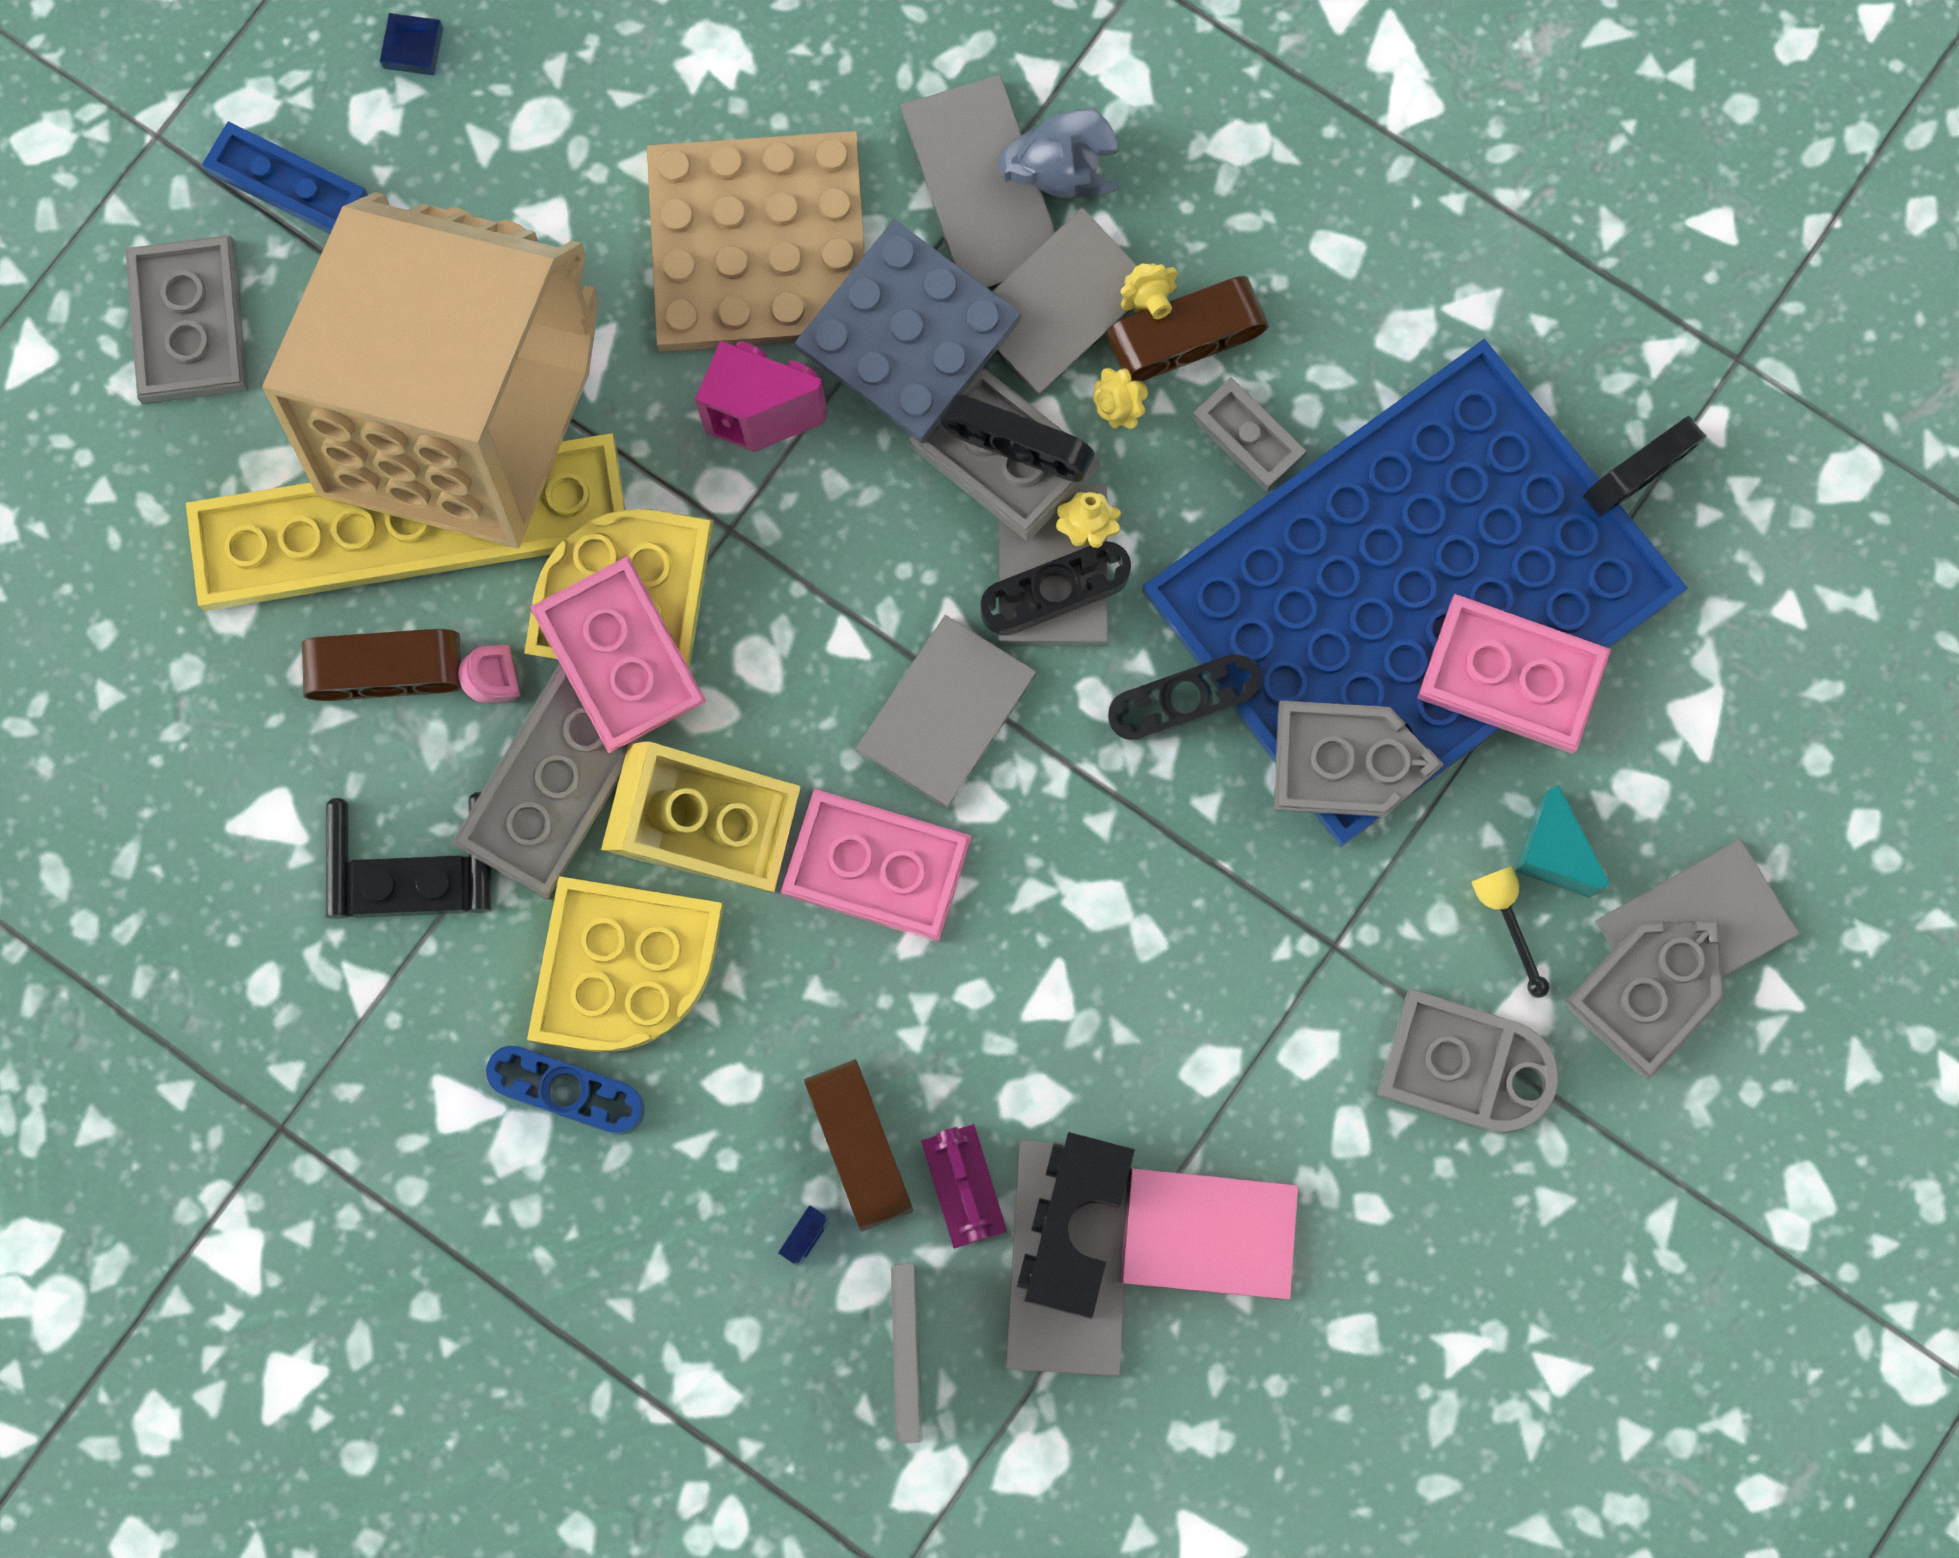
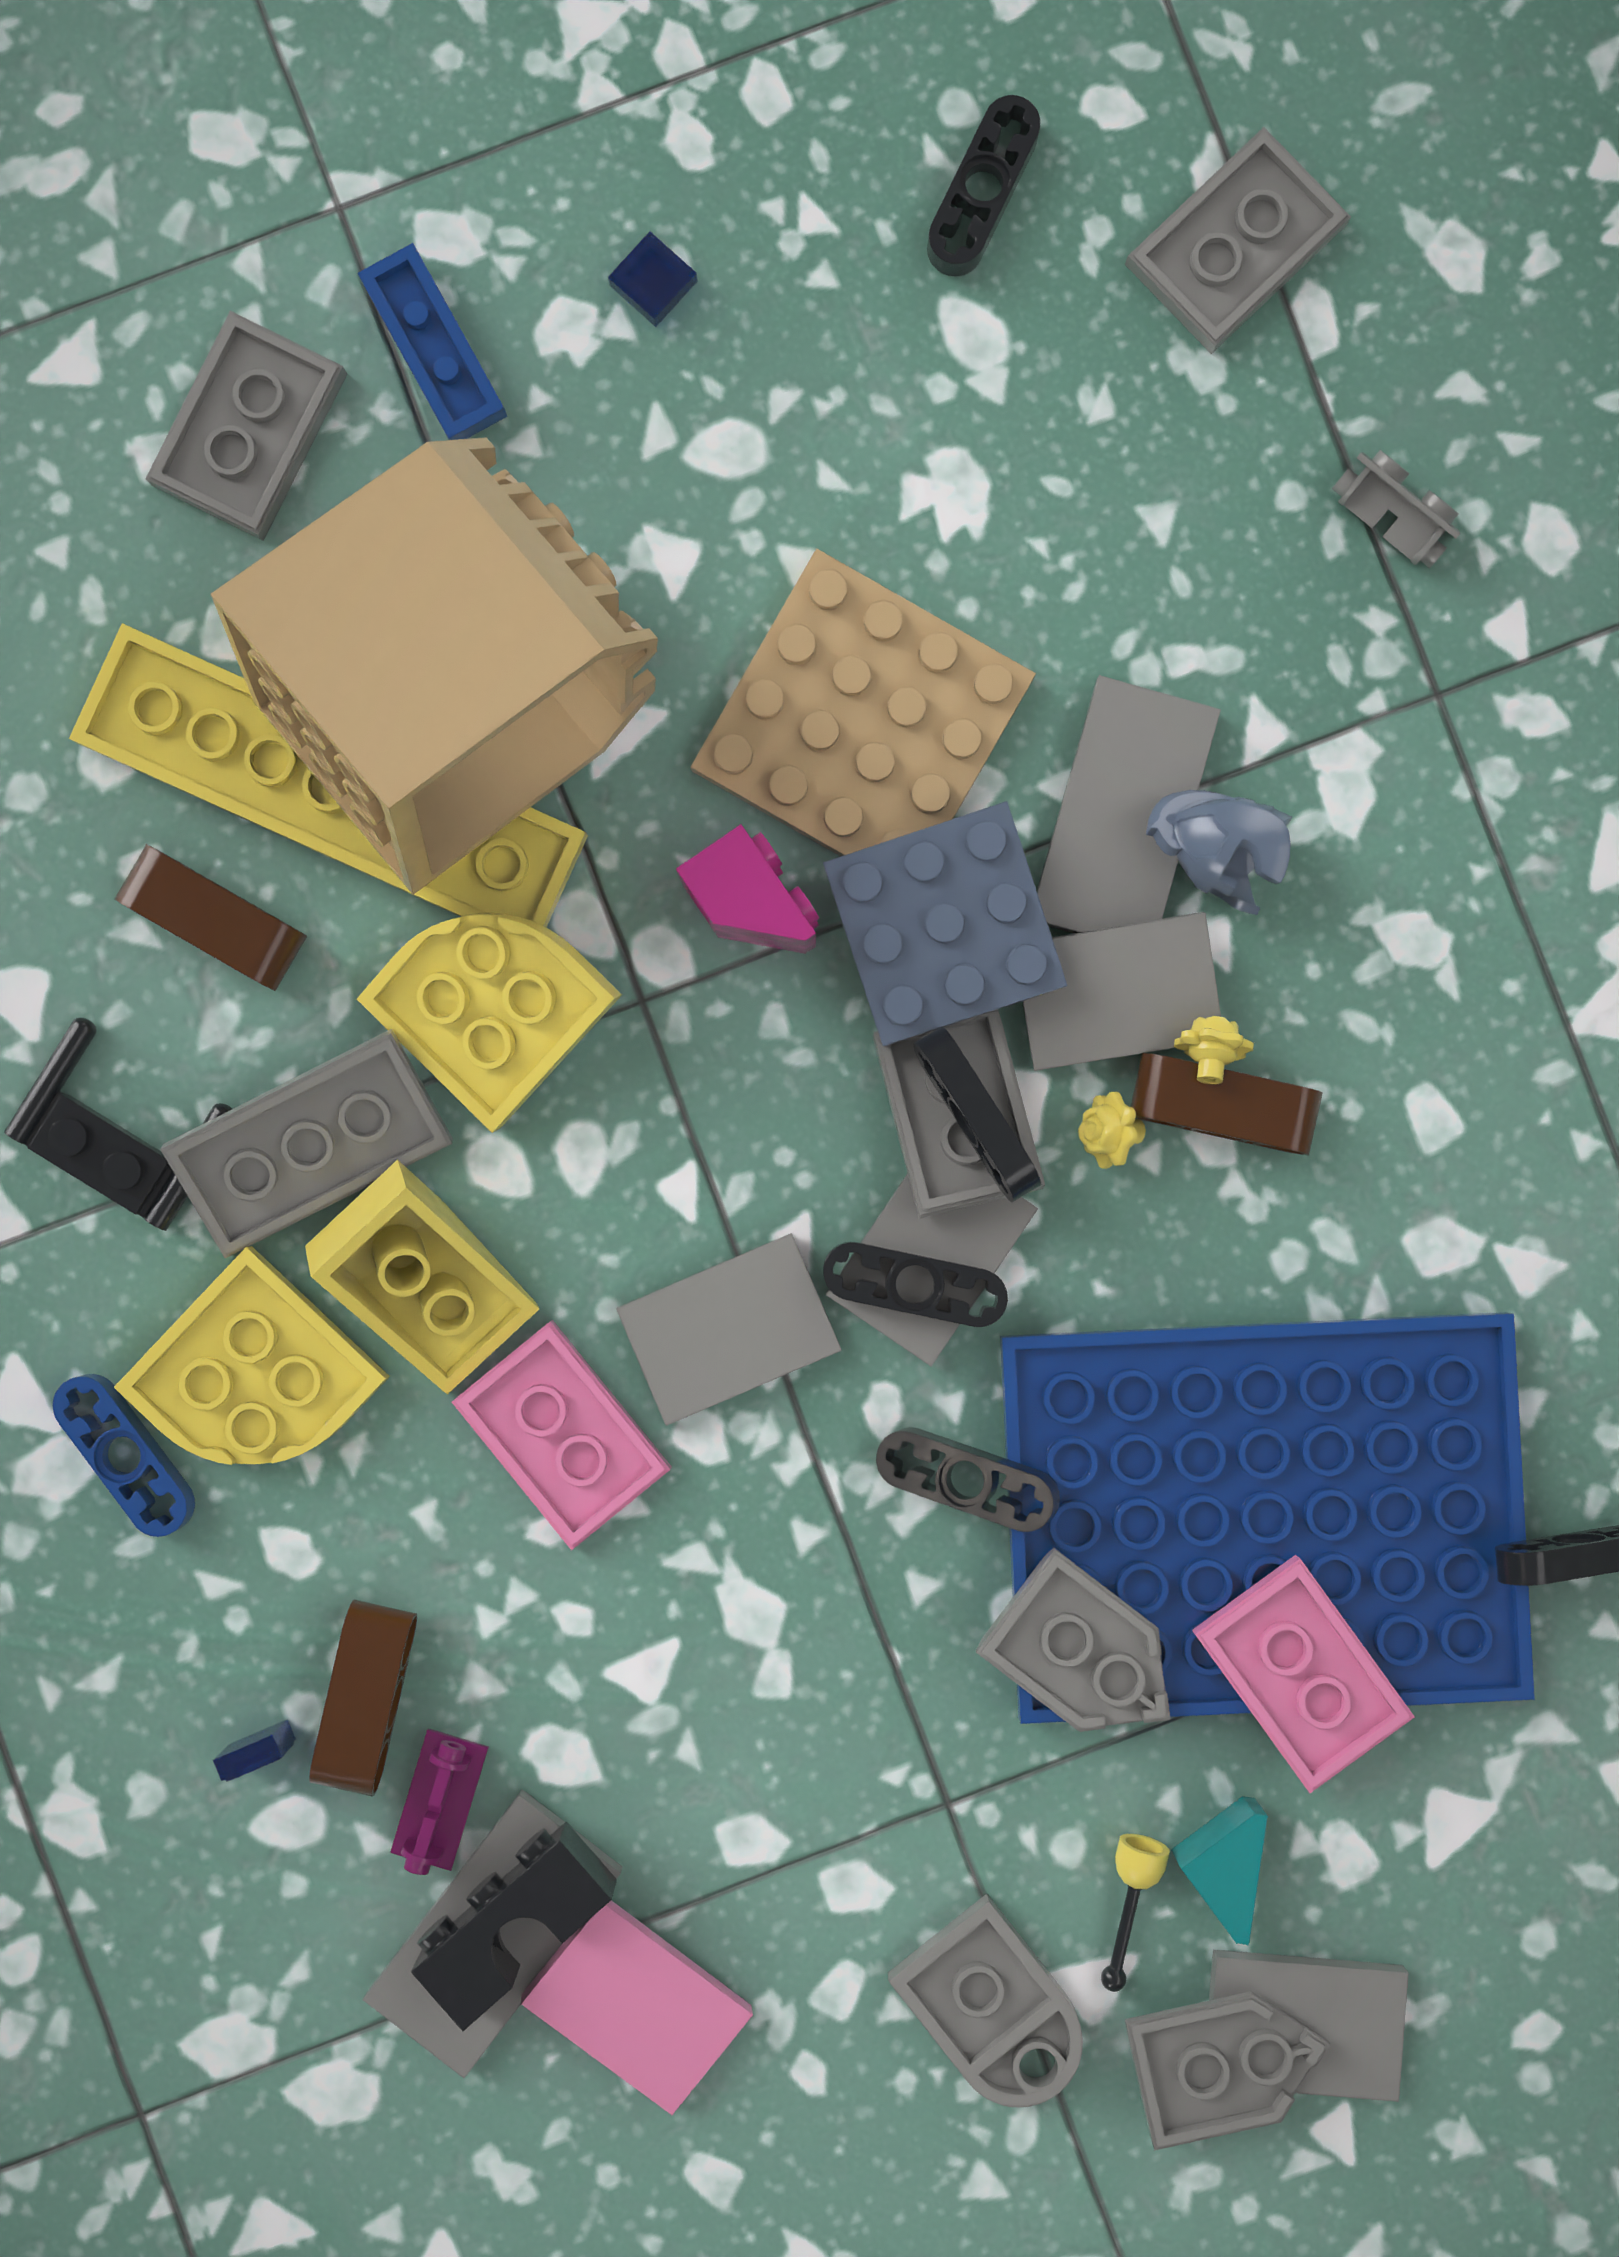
camera: 30 degrees right, 10 degrees up
(489, 675) = (309, 996): bright pink tile -> none
(618, 654) = (439, 1068): bright pink tile -> none
(906, 1353) = (269, 1940): light grey tile -> none
(1088, 519) = (992, 1239): light yellow plant -> none
(1248, 434) = (1212, 1252): light grey plate -> none

